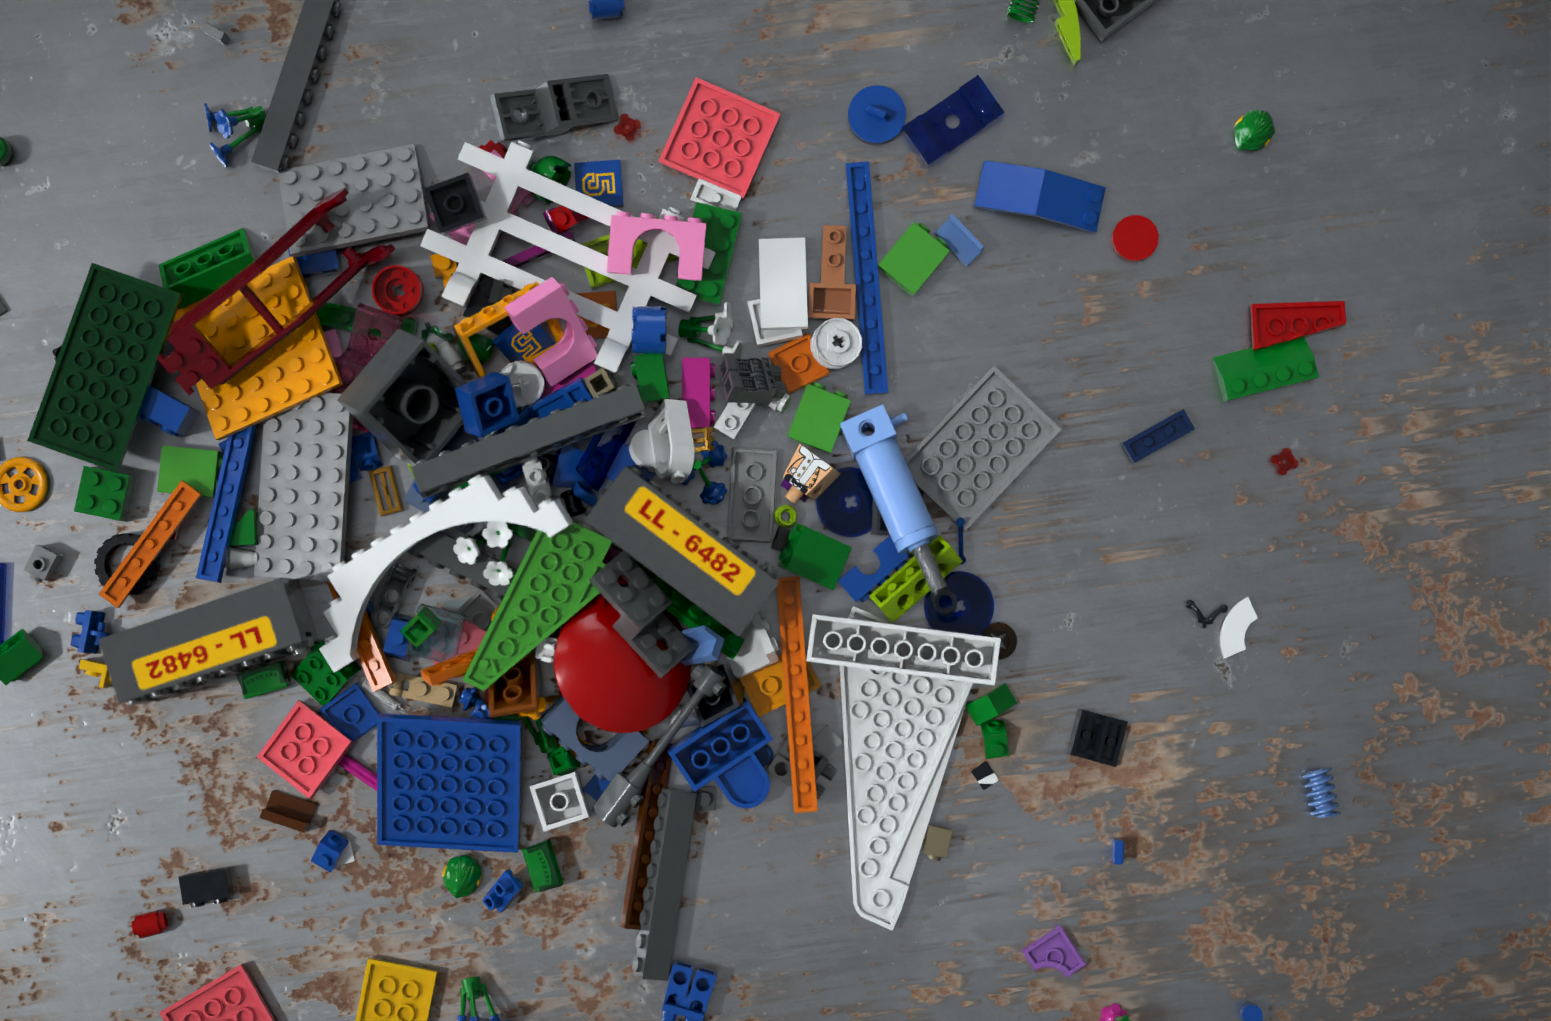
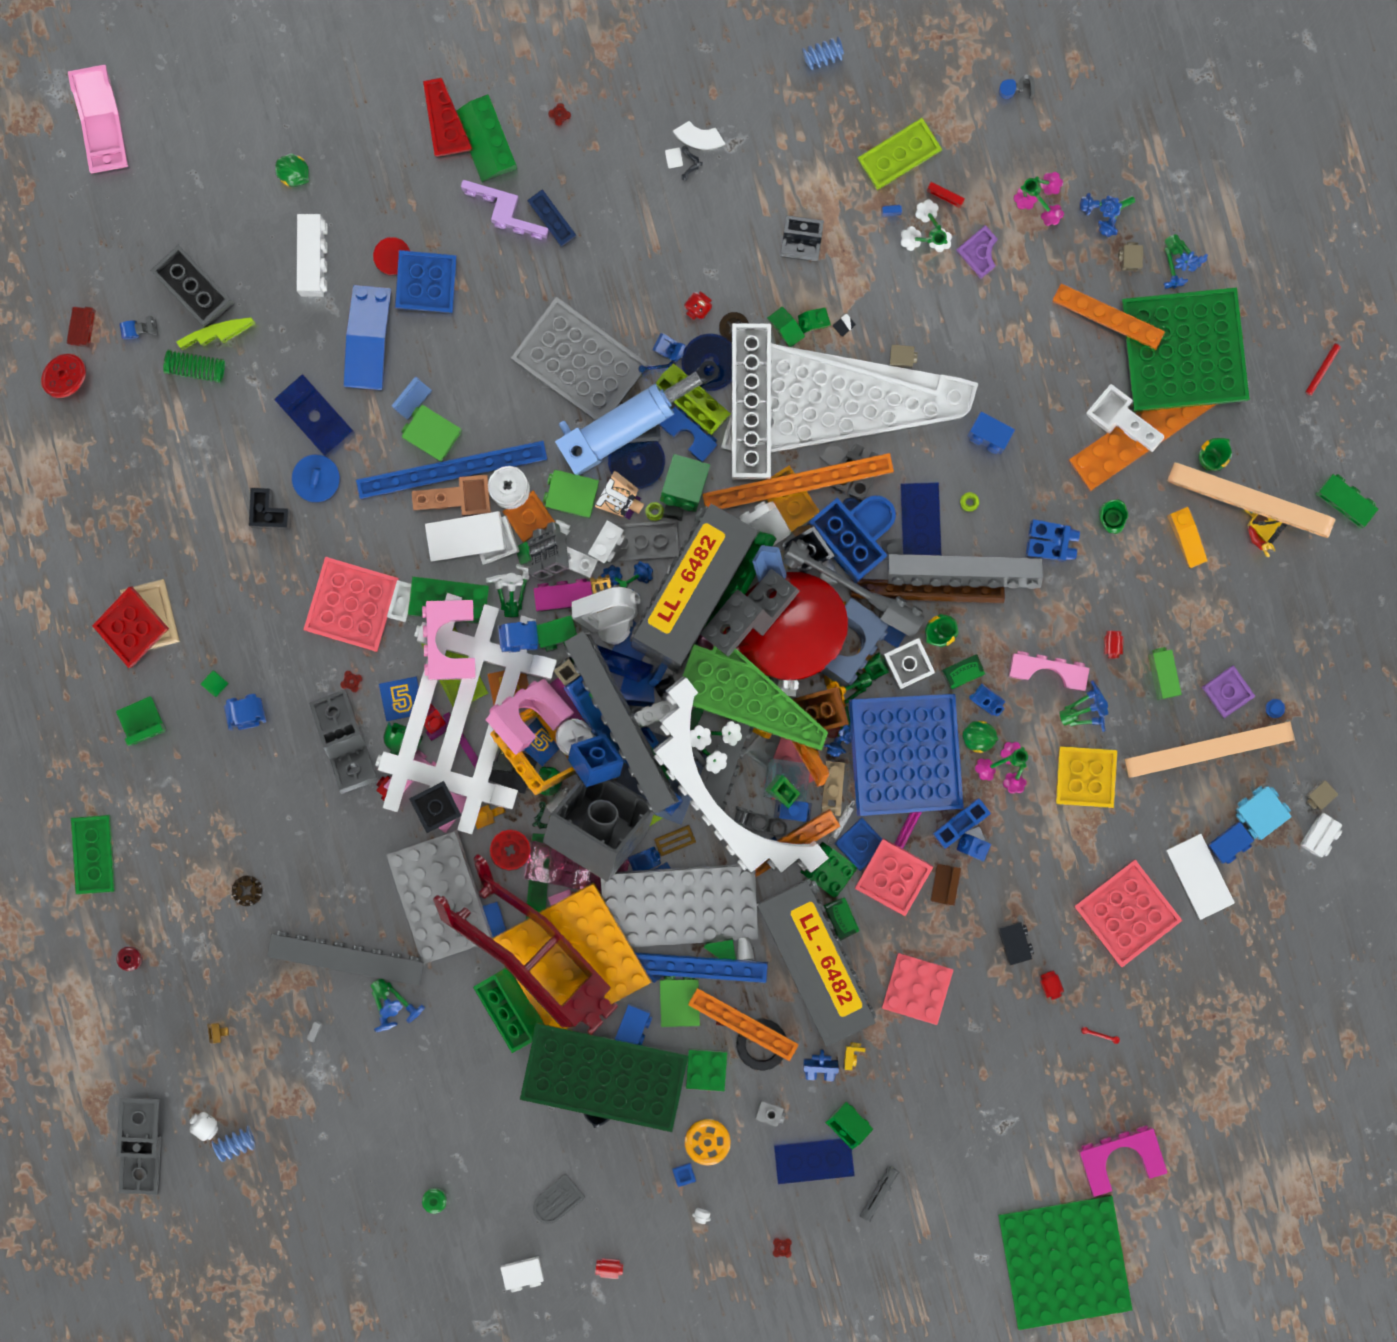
camera: 105 degrees left, 0 degrees up
(76, 992) = (1115, 1039): none -> red hinge
(168, 760) = (917, 988): none -> coral plate
(358, 836) = (961, 823): none -> blue arch
(432, 914) = (1013, 755): none -> dark pink plant
(520, 999) = (1073, 676): none -> bright pink arch
(595, 845) = (941, 630): none -> green hair
(735, 838) = (920, 519): none -> clear blue tile
(749, 908) = (975, 499): none -> lime plate
(753, 351) = (523, 555): none -> green slope
(754, 452) = (606, 542): none -> white brick
(828, 938) = (990, 433): none -> blue brick
(843, 44) = (263, 515): none -> black brick
(982, 558) = (669, 348): none -> blue bracket
(1029, 600) = (698, 305): none -> red head
(1076, 904) = (937, 238): none -> white plant
(1098, 274) = (425, 281): none -> blue plate
(1129, 920) = (945, 195): none -> red tile
(1147, 139) = (310, 255): none -> white brick
(1175, 380) = (504, 210): none -> lavender bracket
(1186, 870) = (899, 153): none -> lime tile
(1214, 594) = (674, 158): none -> white sticker

